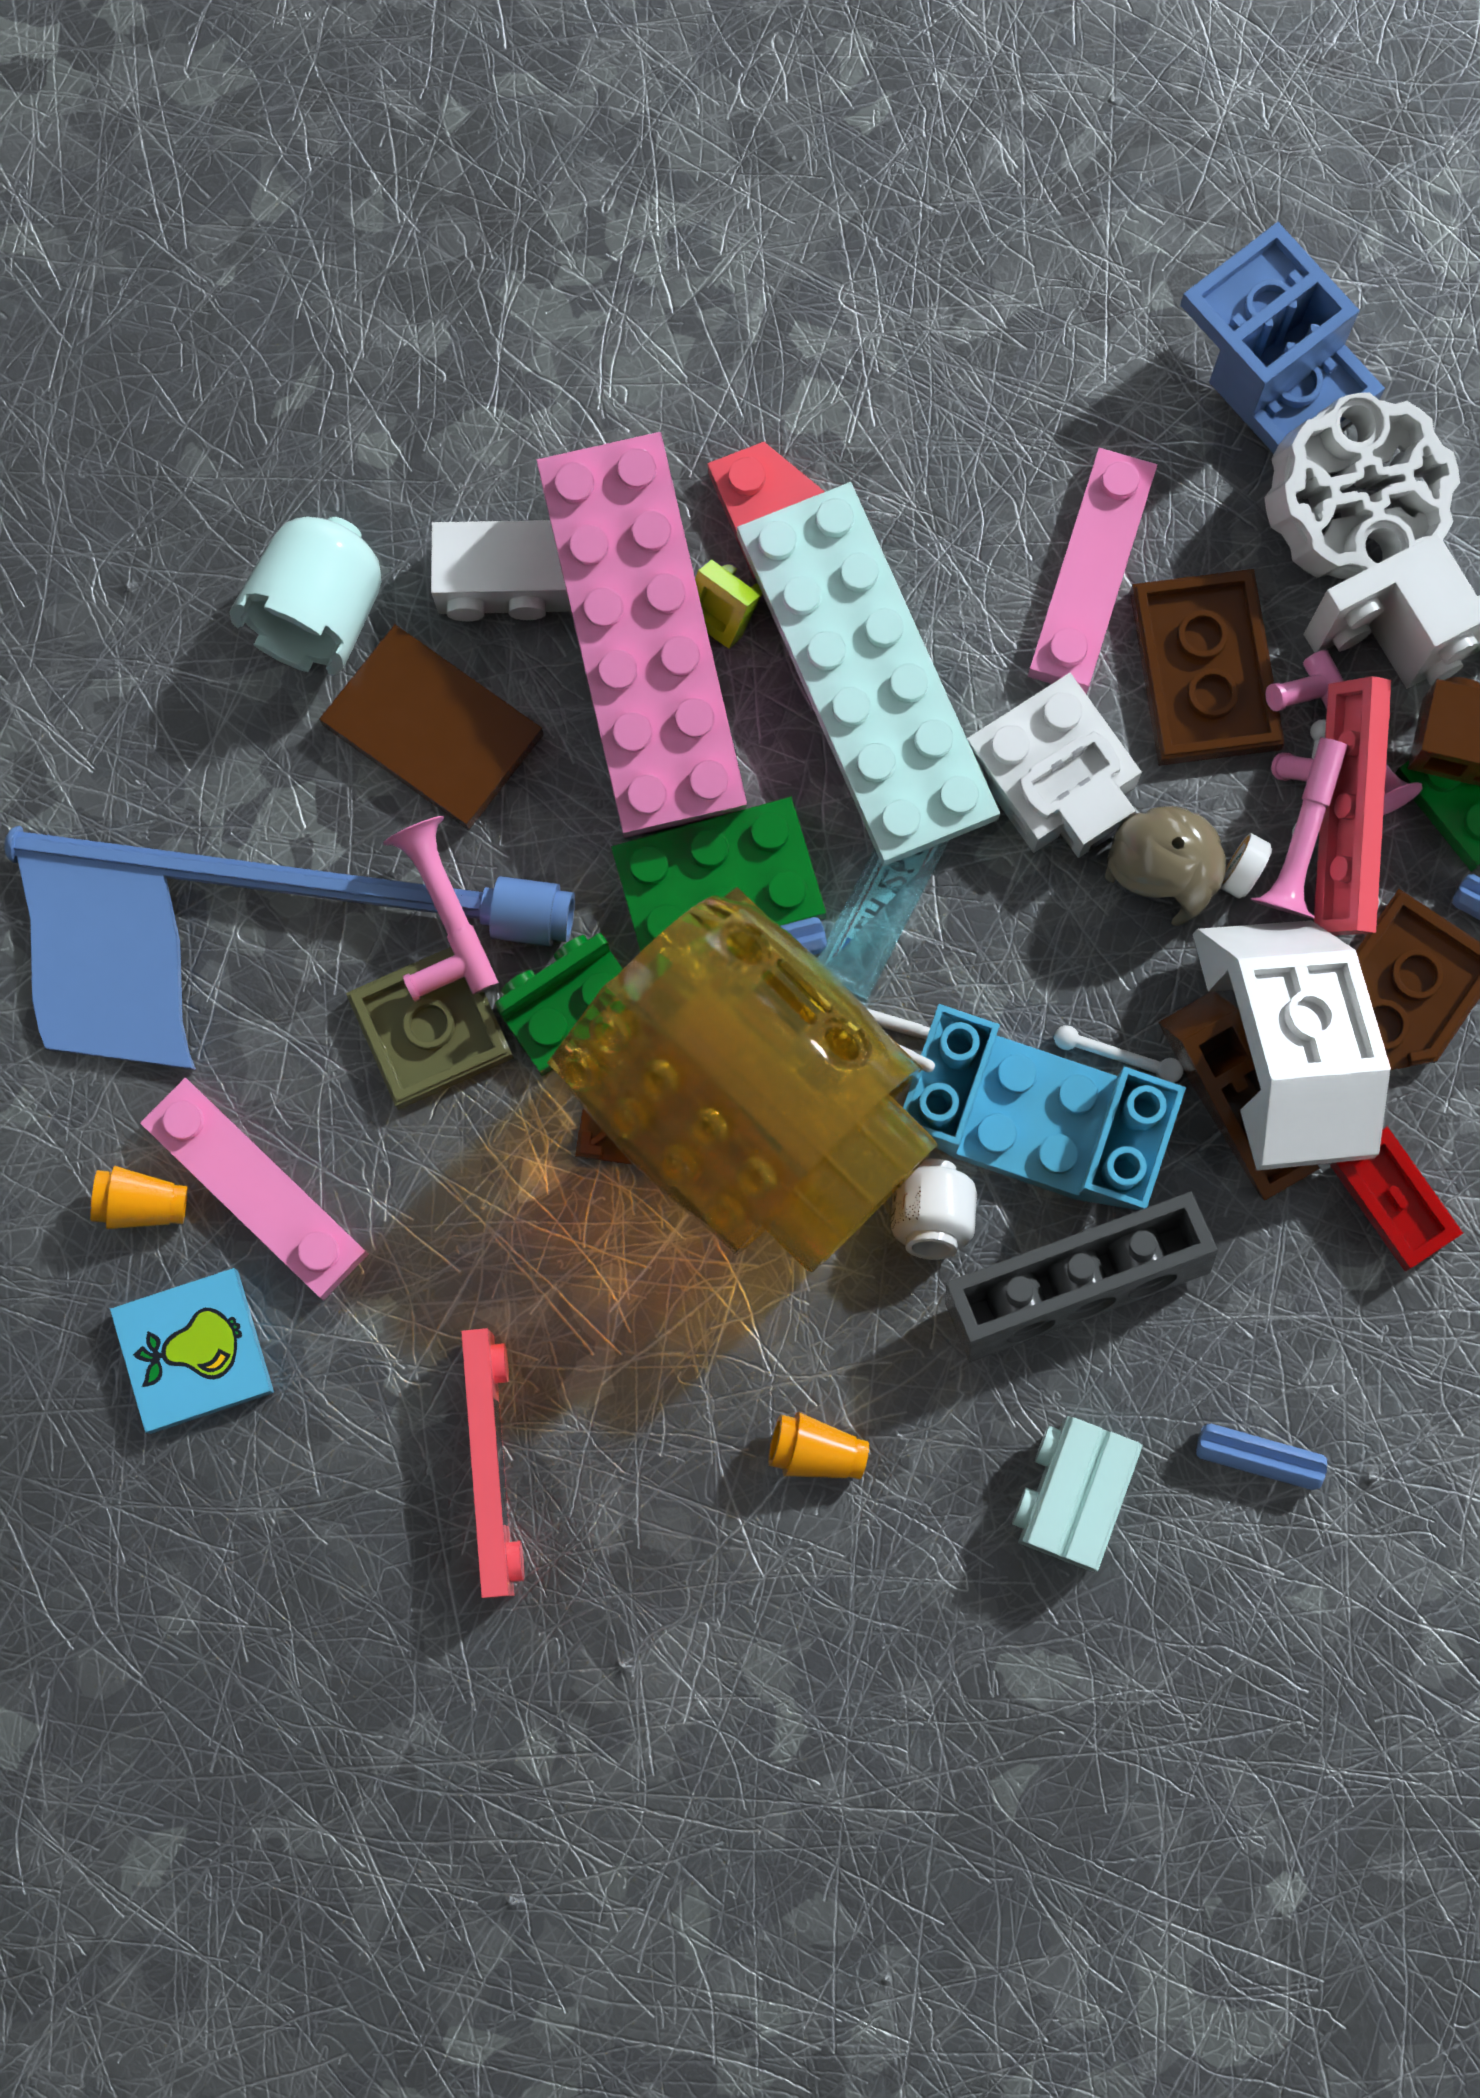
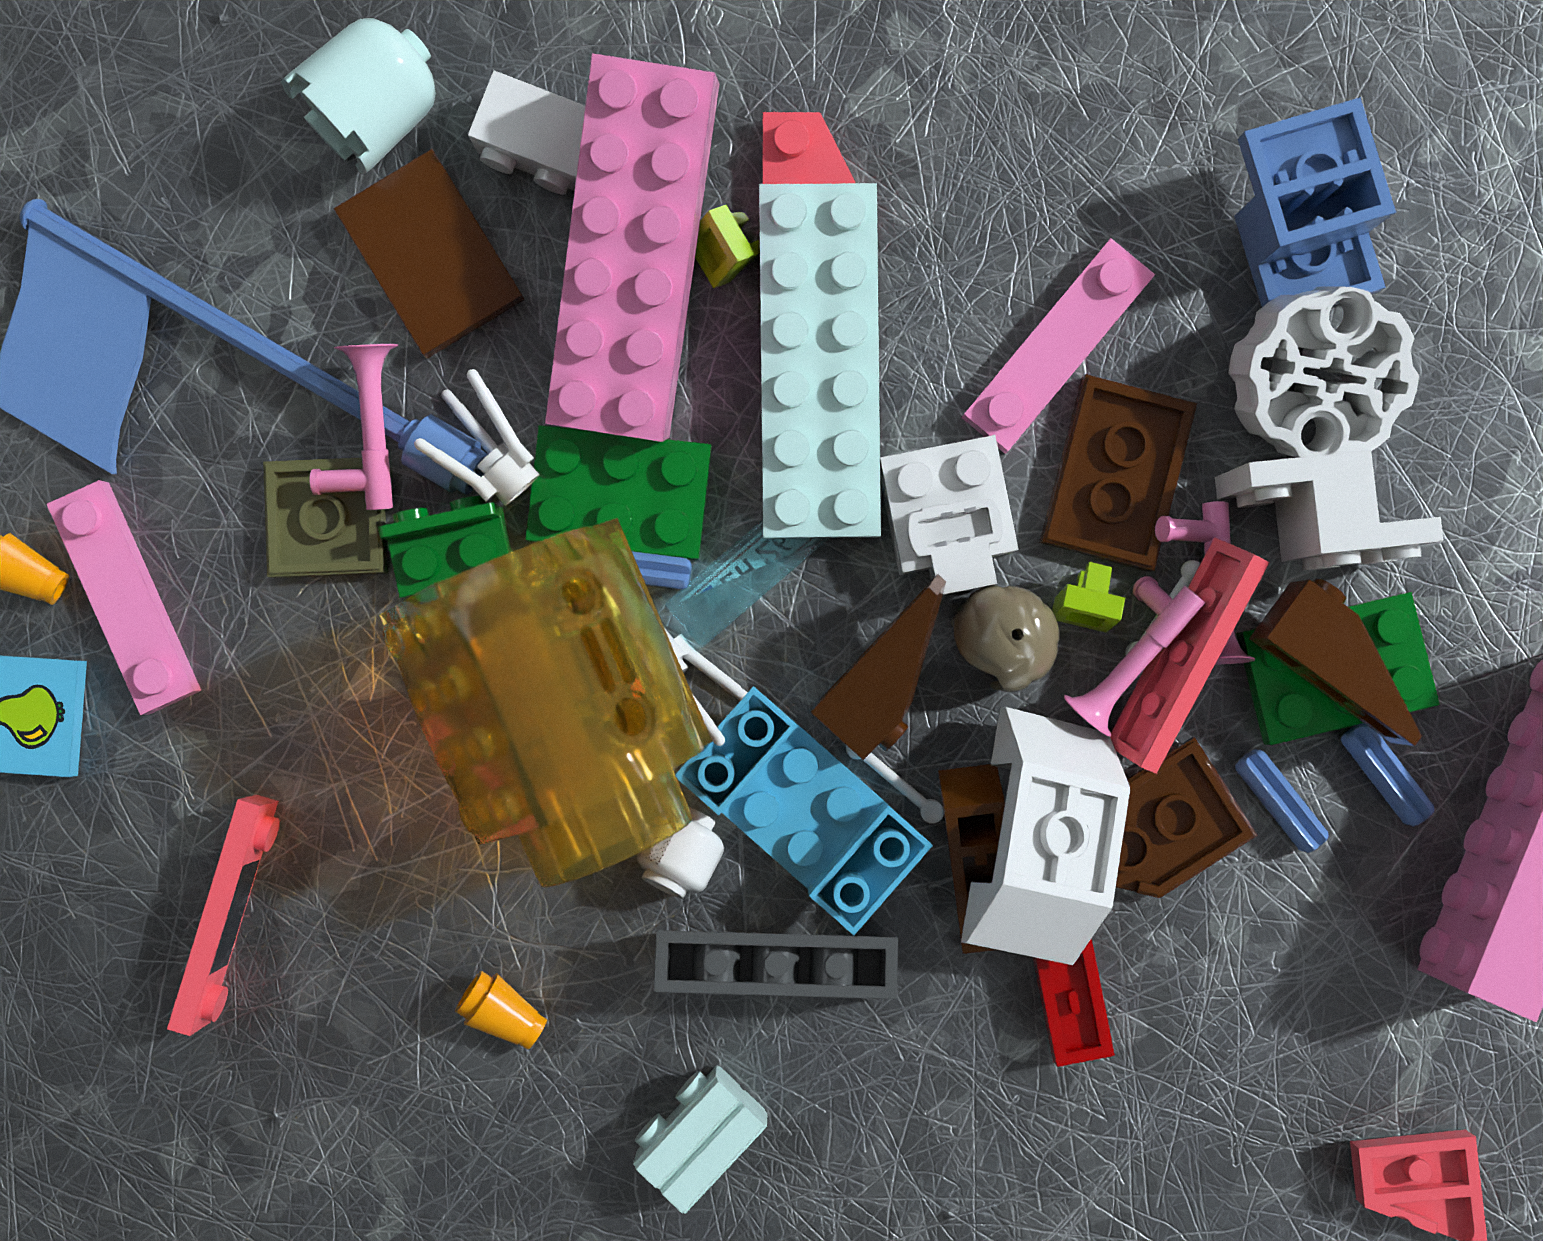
camera: 15 degrees right, 10 degrees up
(598, 898) = (505, 467): none -> white plant
(1064, 959) = (879, 687): none -> reddish brown slope
(1234, 798) = (1088, 601): none -> lime tile
(1246, 865) = (1073, 665): white tile -> none
(1261, 1456) = (865, 1165): medium blue axle -> none

